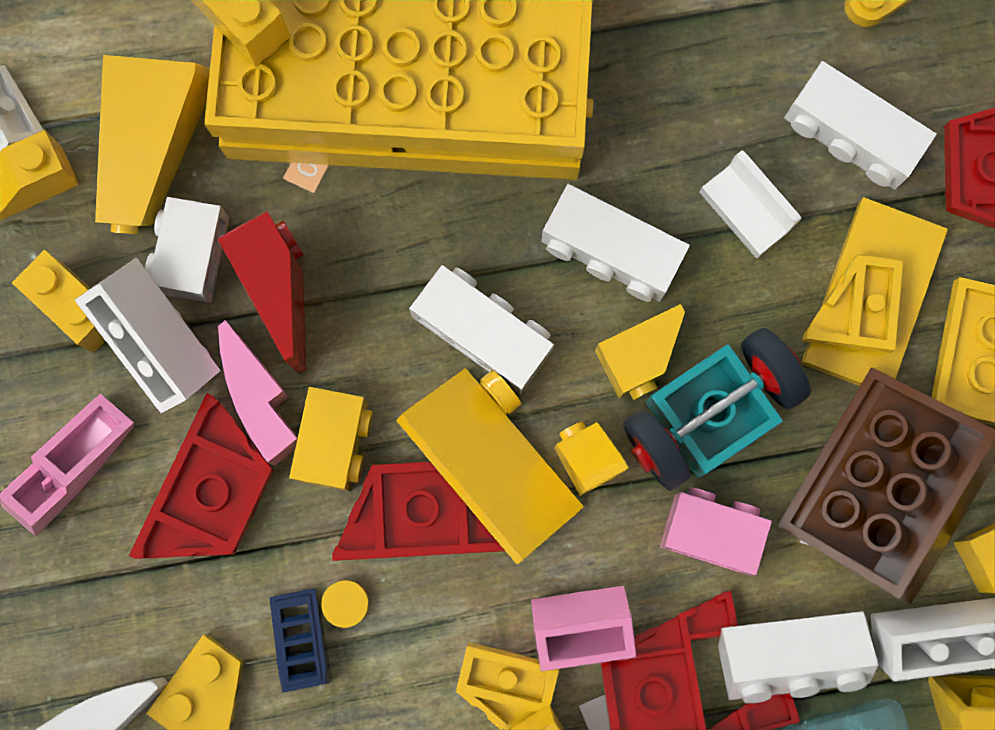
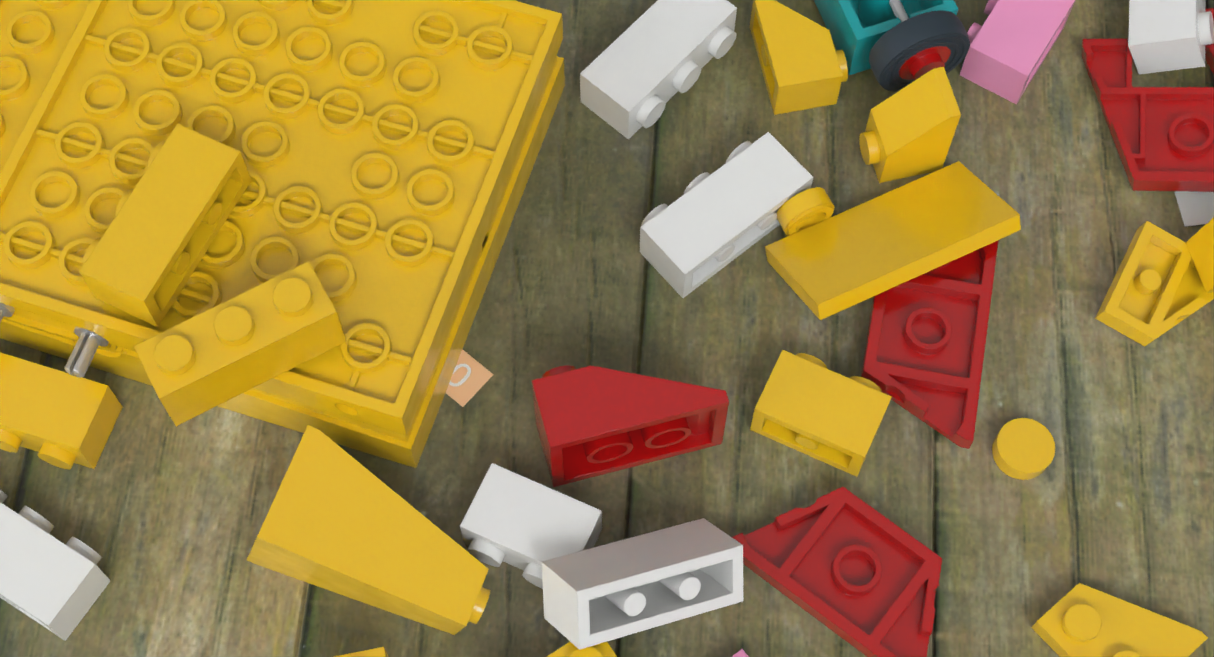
camera: 75 degrees left, 15 degrees down
(255, 397) = (743, 486): bright pink slope -> none
(285, 661) = (1087, 488): dark blue slope -> none
(583, 628) = (1104, 183): bright pink piece -> none

